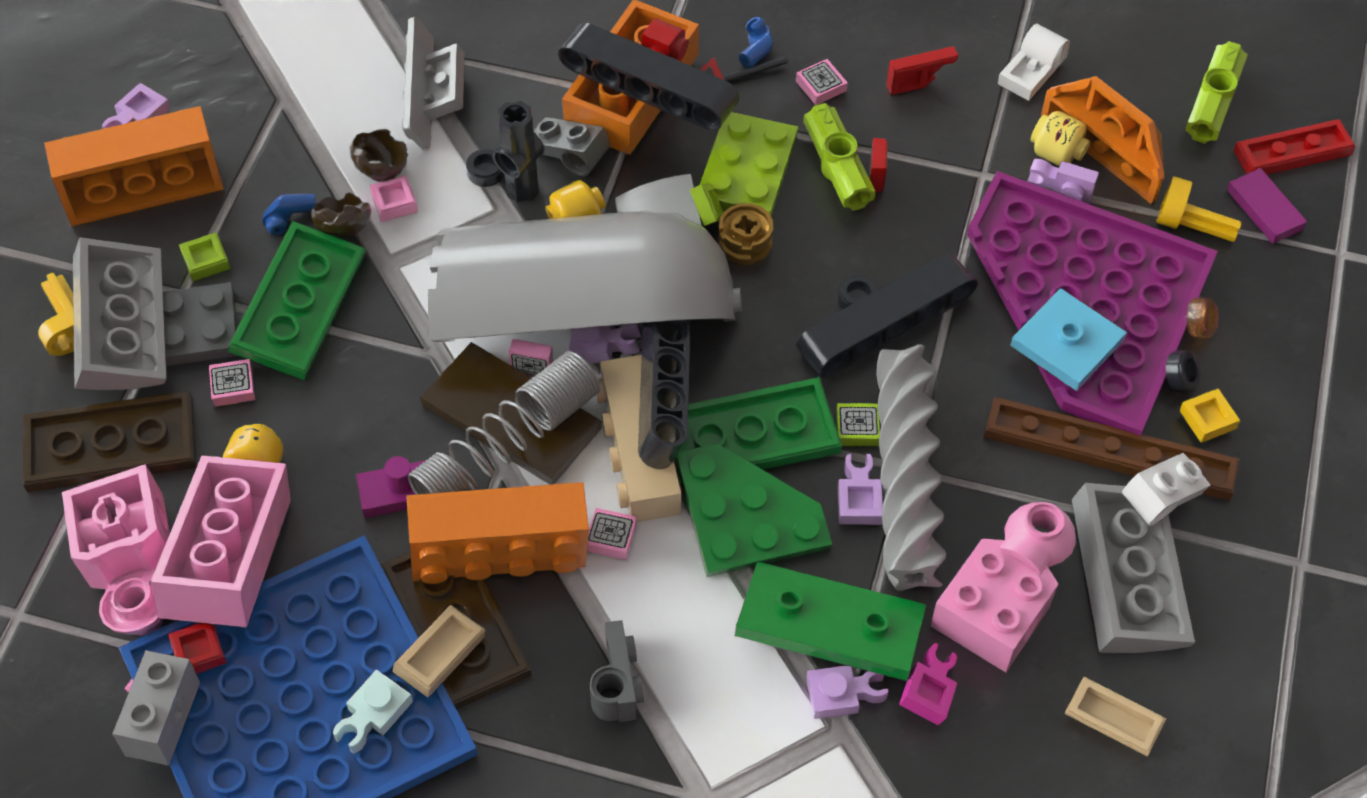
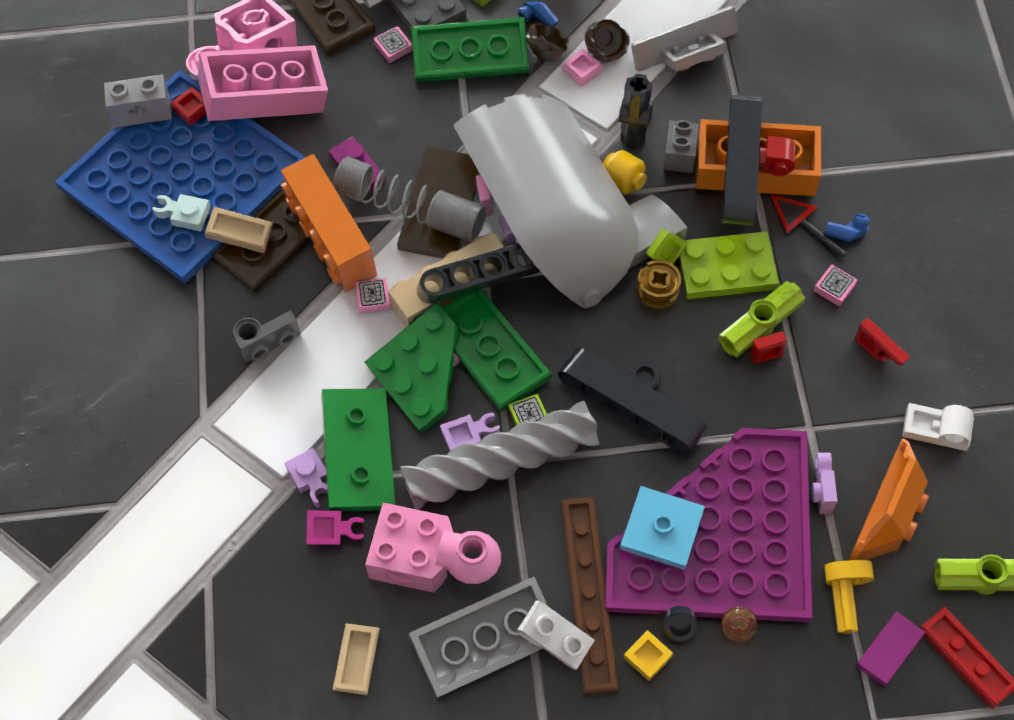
camera: 70 degrees right, 5 degrees up
(255, 443) = (341, 76): yellow head -> none
(1060, 138) = (864, 466): light yellow head -> none

